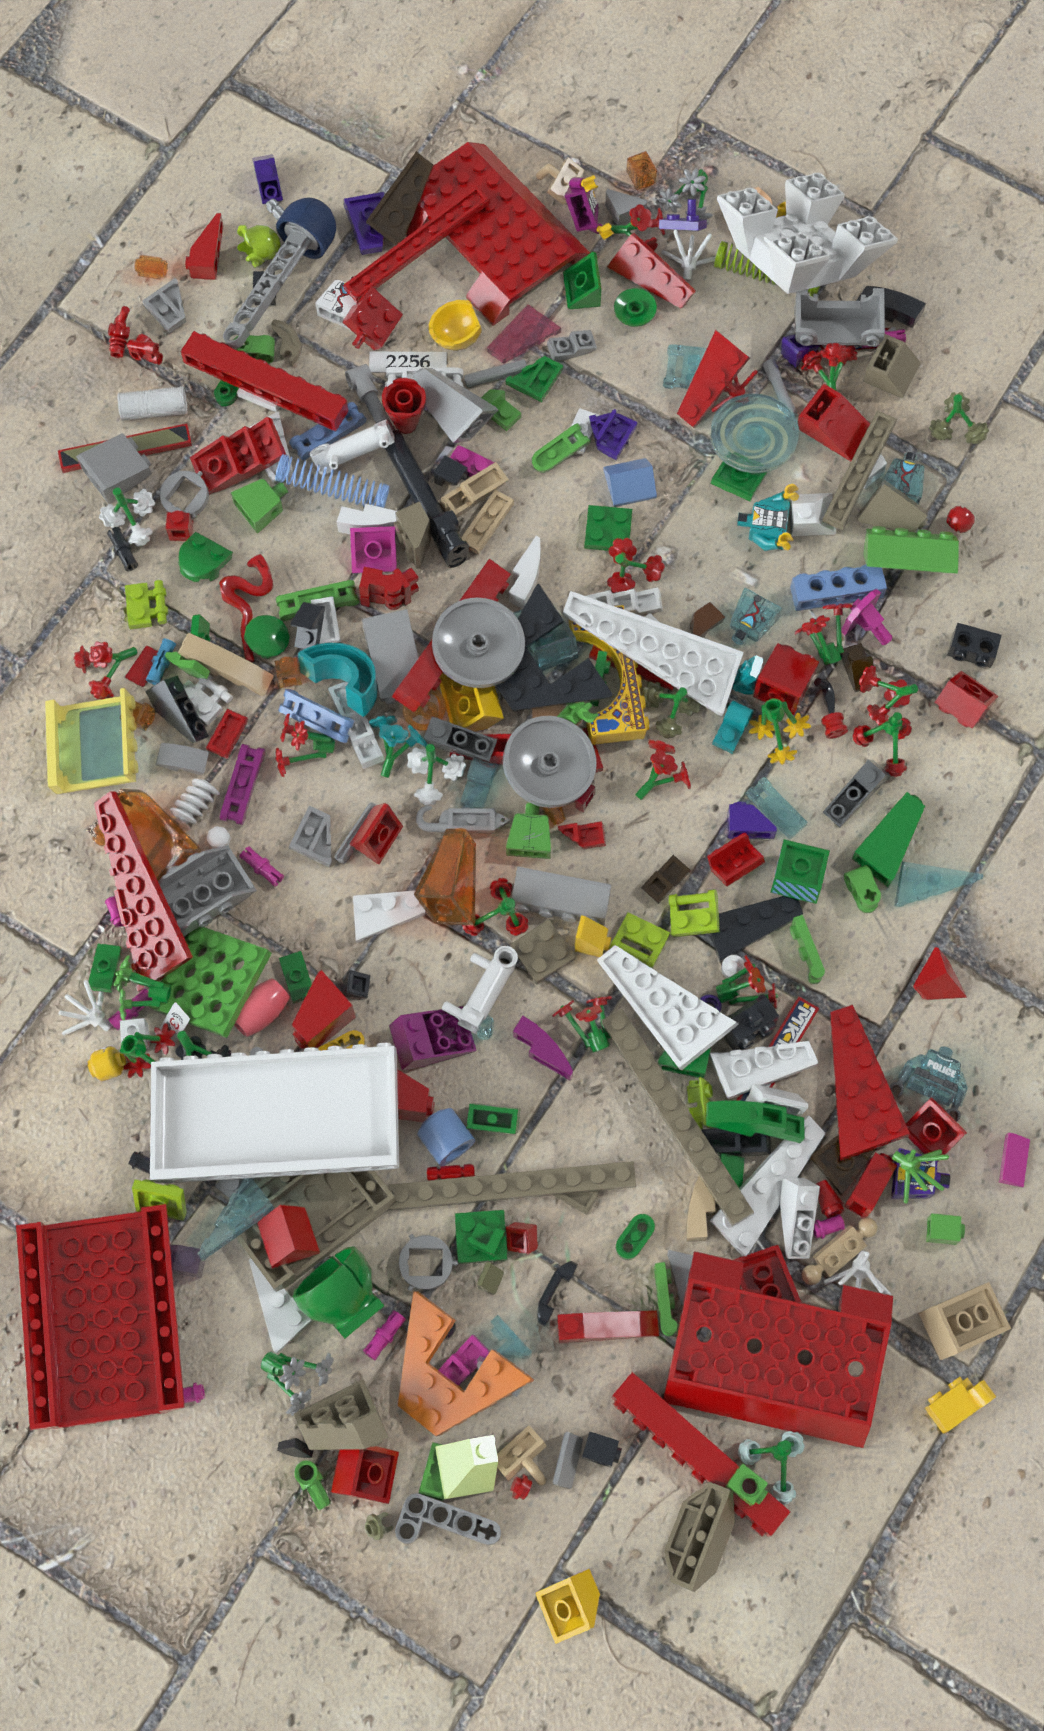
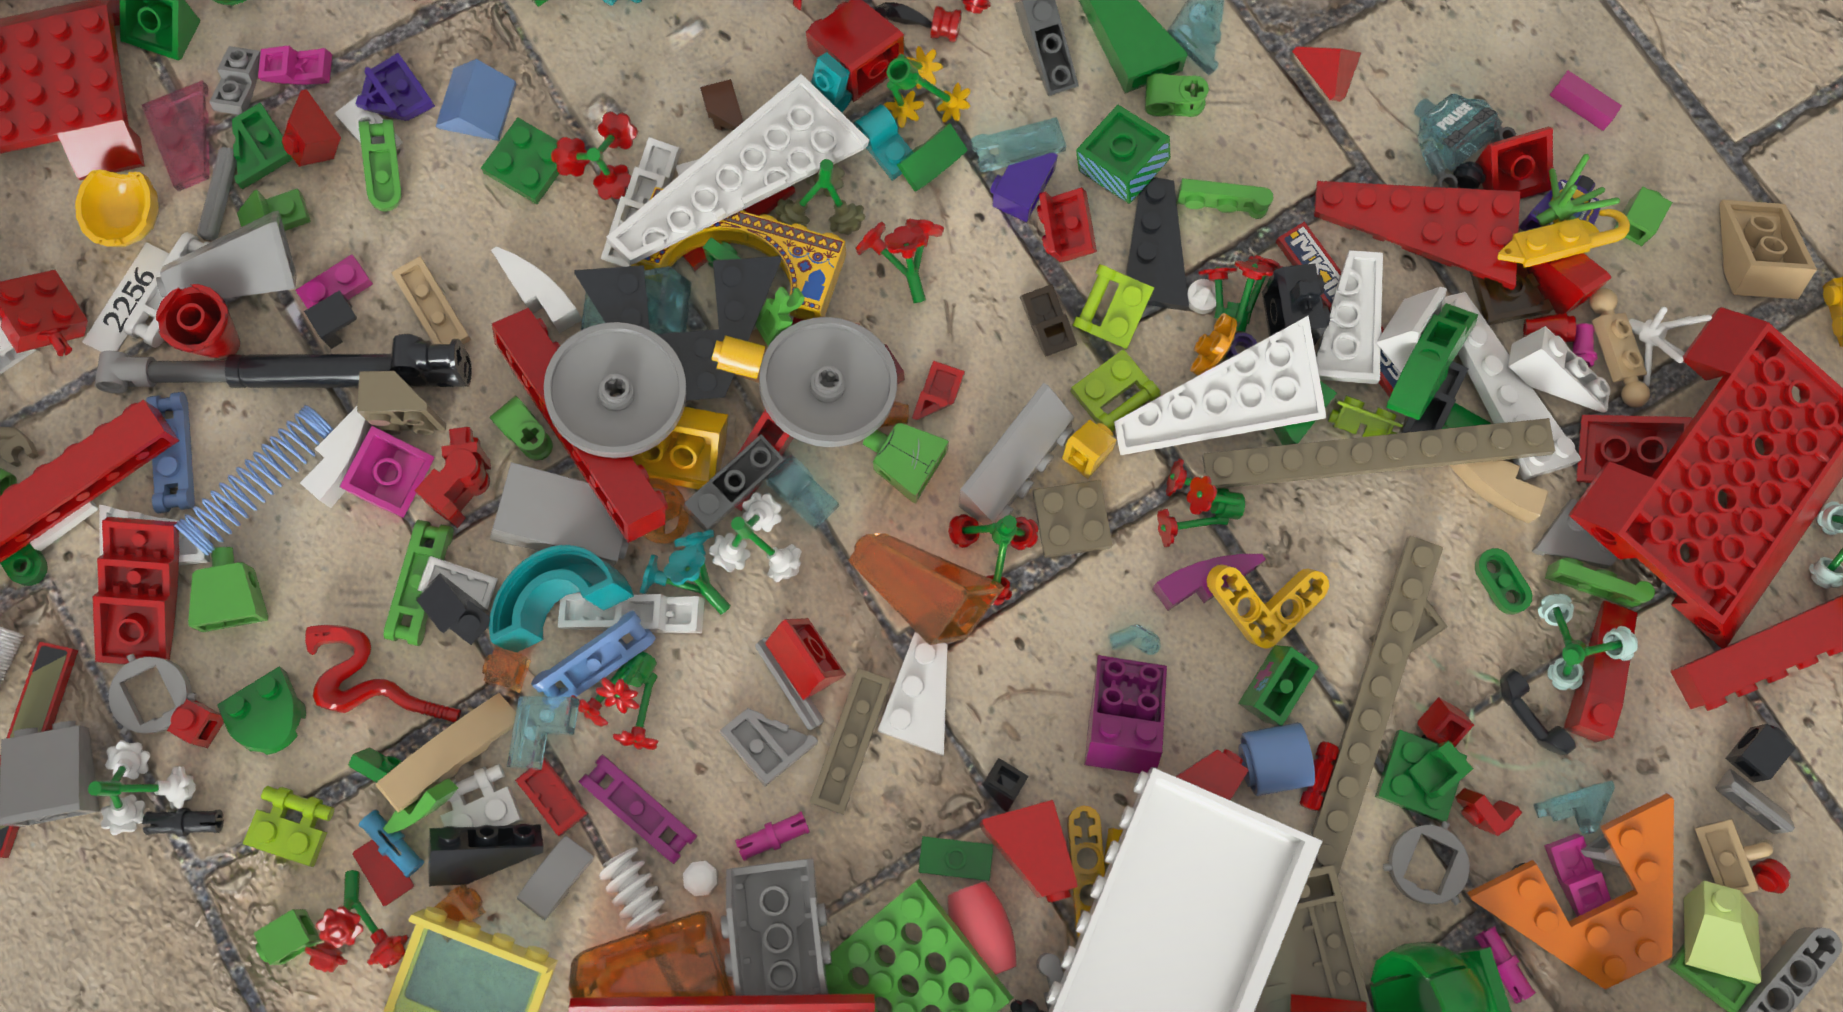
camera: 65 degrees left, 5 degrees up
(83, 632) = (286, 937): none -> bright green brick
(265, 701) = (533, 721): none -> clear light blue tile
(267, 636) = (435, 675): green dish -> none
(338, 883) = (850, 741): none -> dark tan plate
(352, 446) = (218, 427): white piece -> none
(437, 603) = (521, 427): none -> bright green piece
(470, 1289) = (1482, 814): none -> red bracket
(472, 819) = (842, 534): light grey plate -> none
(474, 490) = (376, 299): tan slope -> none
(486, 990) = (1098, 611): white piece -> none
(490, 1278) = (1479, 783): olive slope -> none
(537, 701) = (738, 356): none -> yellow brick
(538, 1096) = (1269, 613): none -> yellow beam
(557, 400) = (309, 133): none -> red slope
(597, 371) = (295, 67): none -> dark pink slope
(601, 1292) = (1567, 671): none -> light aqua plant
(698, 985) = (1215, 346): none -> light orange dish
(736, 758) = (932, 157): none -> green slope
(753, 617) = (749, 46): clear light blue torso -> none
(885, 1171) = (1562, 240): none -> yellow plate
(911, 1102) = (1469, 175): none -> black plate

